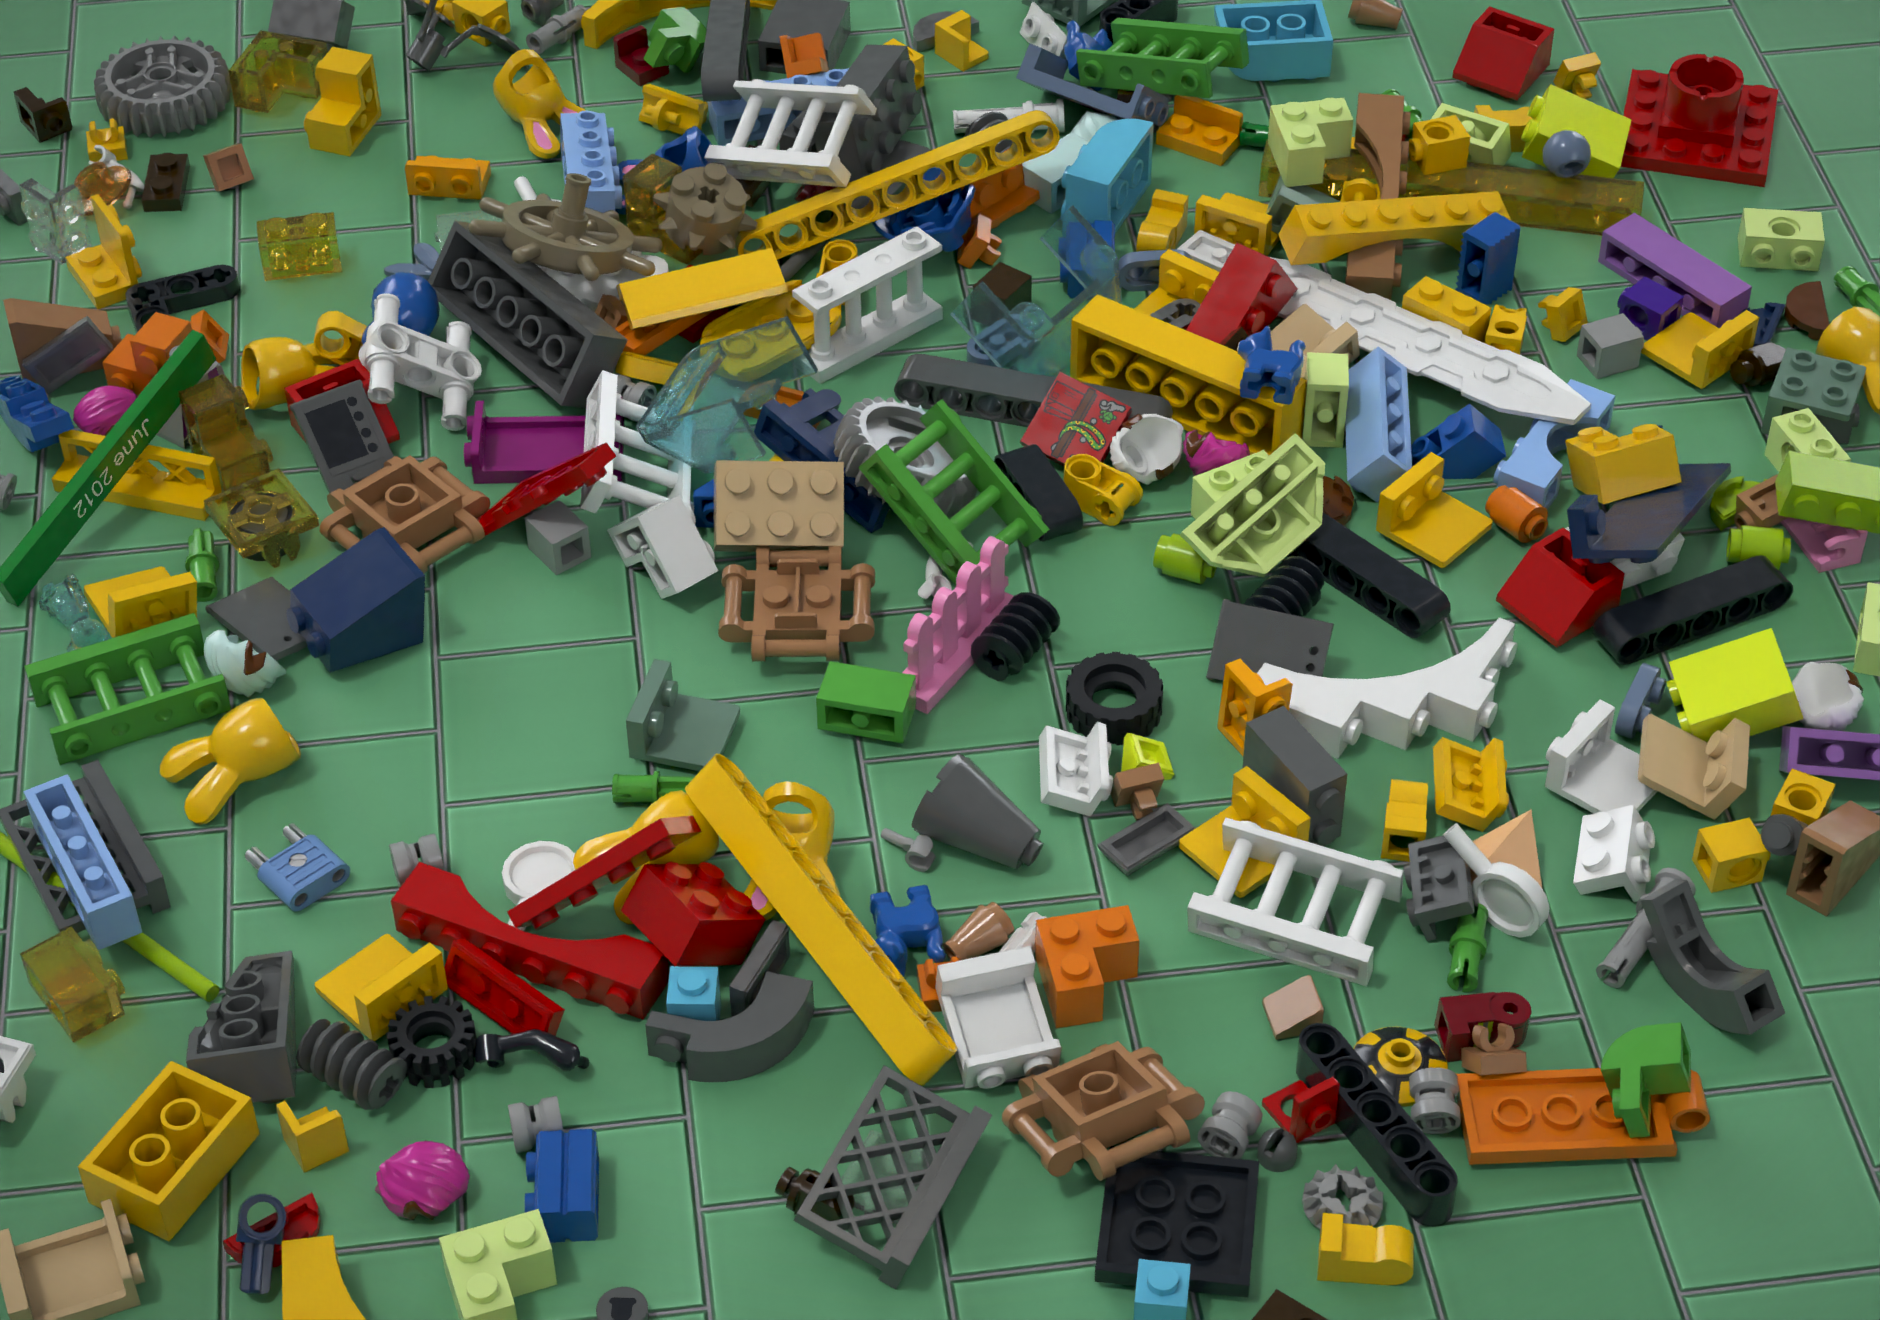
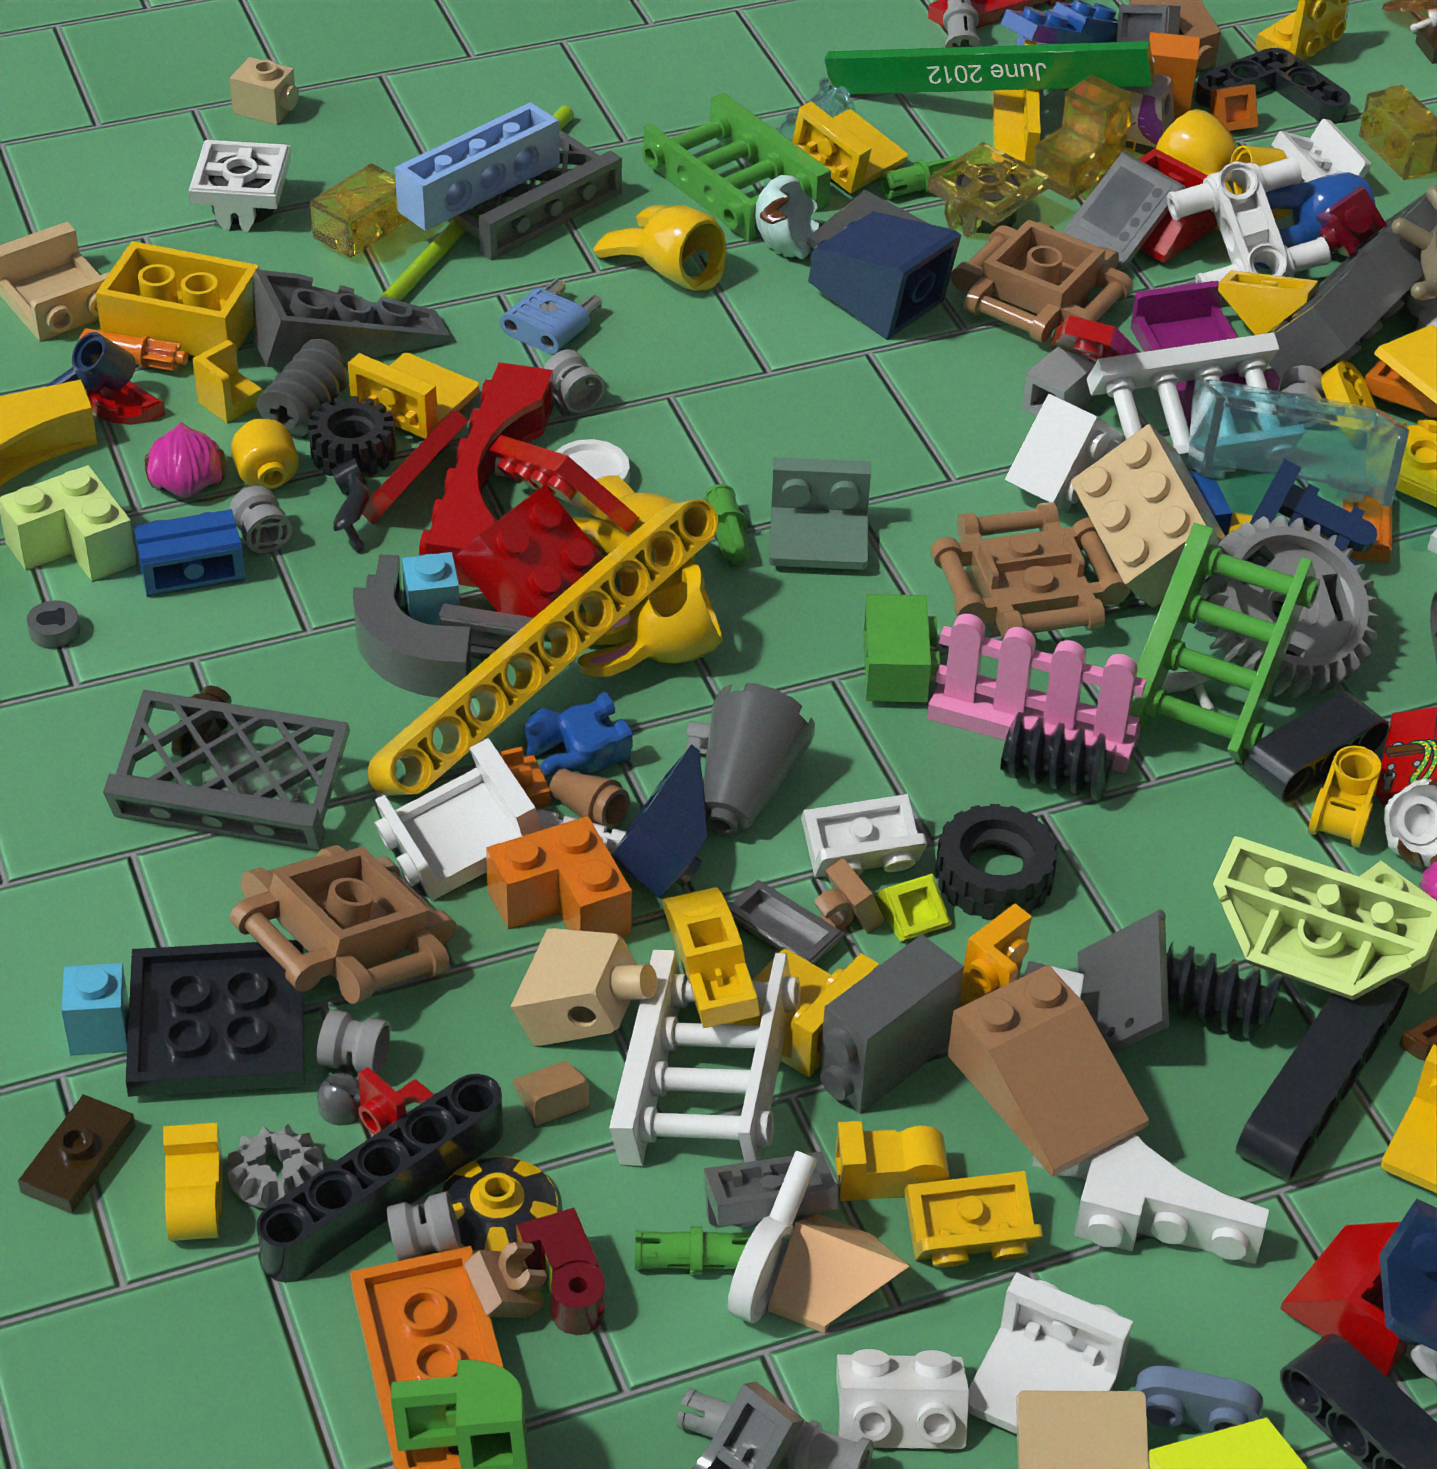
camera: 75 degrees right, 0 degrees up
(210, 1211) = (148, 351): none -> orange piece
(304, 299) = (1323, 153): none -> white bracket
(443, 299) = (1350, 222): none -> dark red bracket
(443, 1108) = (264, 450): none -> yellow head
(510, 376) = (1264, 298): none -> yellow slope
(1028, 880) = (668, 829): none -> dark blue slope
(1196, 863) = (711, 956): none -> yellow slope
(1208, 961) = (579, 986): none -> tan torso
(1367, 695) = (1046, 1070): none -> medium nougat slope

